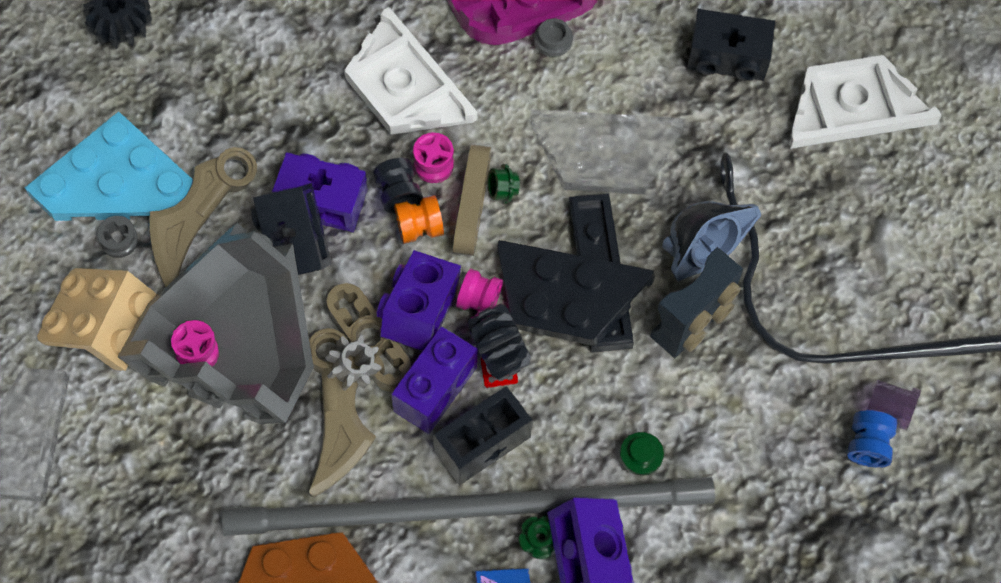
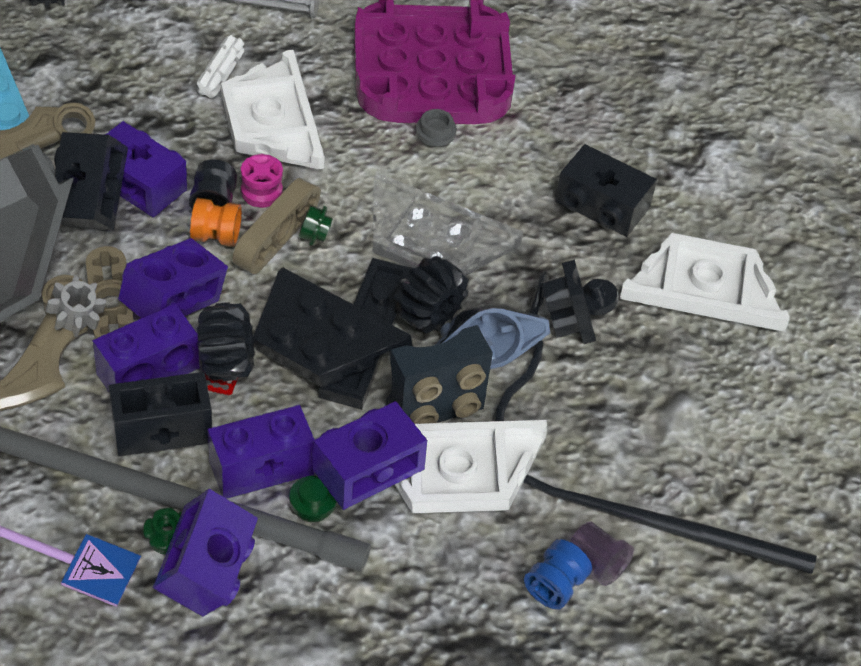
camera: 20 degrees right, 15 degrees down
(329, 48) = (220, 66): none -> white axle
(478, 291) = (233, 290): dark pink wheel -> none
(581, 432) = (261, 451): none -> dark purple brick
(644, 218) = (431, 294): none -> black gear
(673, 425) = (369, 454): none -> dark purple brick
(742, 370) = (473, 465): none -> white wing
(768, 176) = (572, 303): none -> black hips

